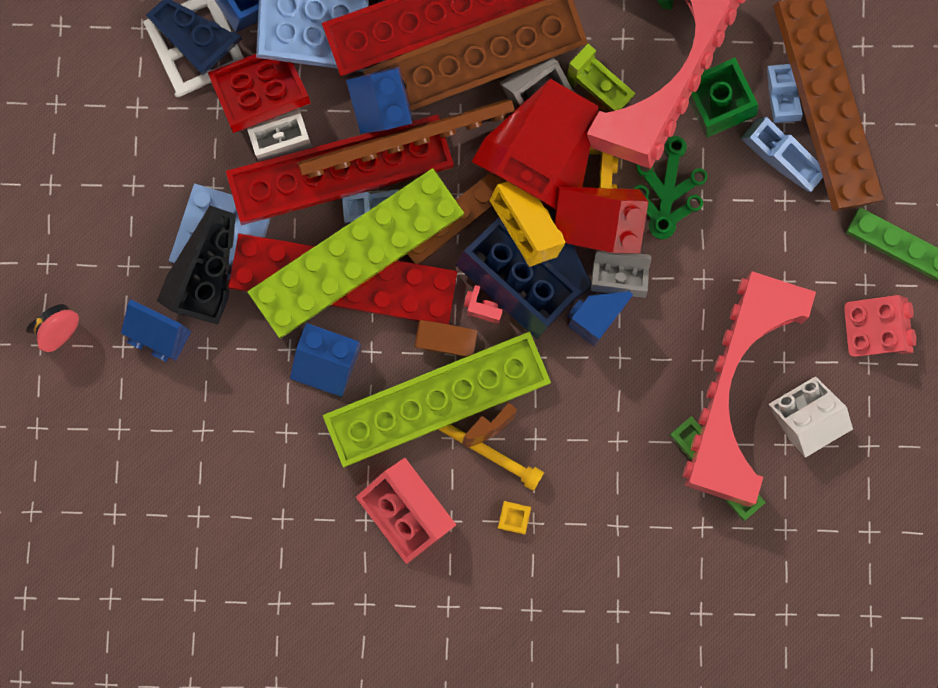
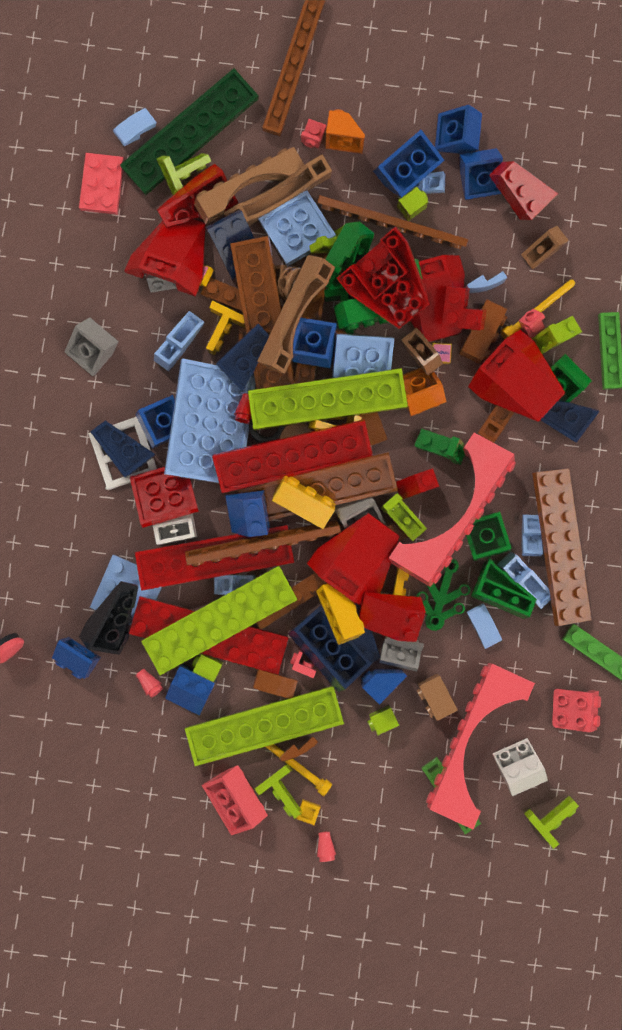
camera: 10 degrees right, 5 degrees up
(265, 358) = (149, 683): none -> coral cone
(346, 322) = (207, 666): none -> lime brick
(458, 71) = (304, 501): none -> yellow brick
(470, 489) = (281, 791): none -> lime bracket
(545, 564) = (326, 849): none -> coral cone
(606, 371) = (382, 720): none -> lime brick
(617, 37) = (417, 484): none -> red slope
(678, 330) = (437, 697): none -> medium nougat brick
(734, 224) = (484, 626): none -> light blue slope
(754, 173) = (502, 592): none -> green wedge
(866, 488) = (553, 819): none -> lime bracket

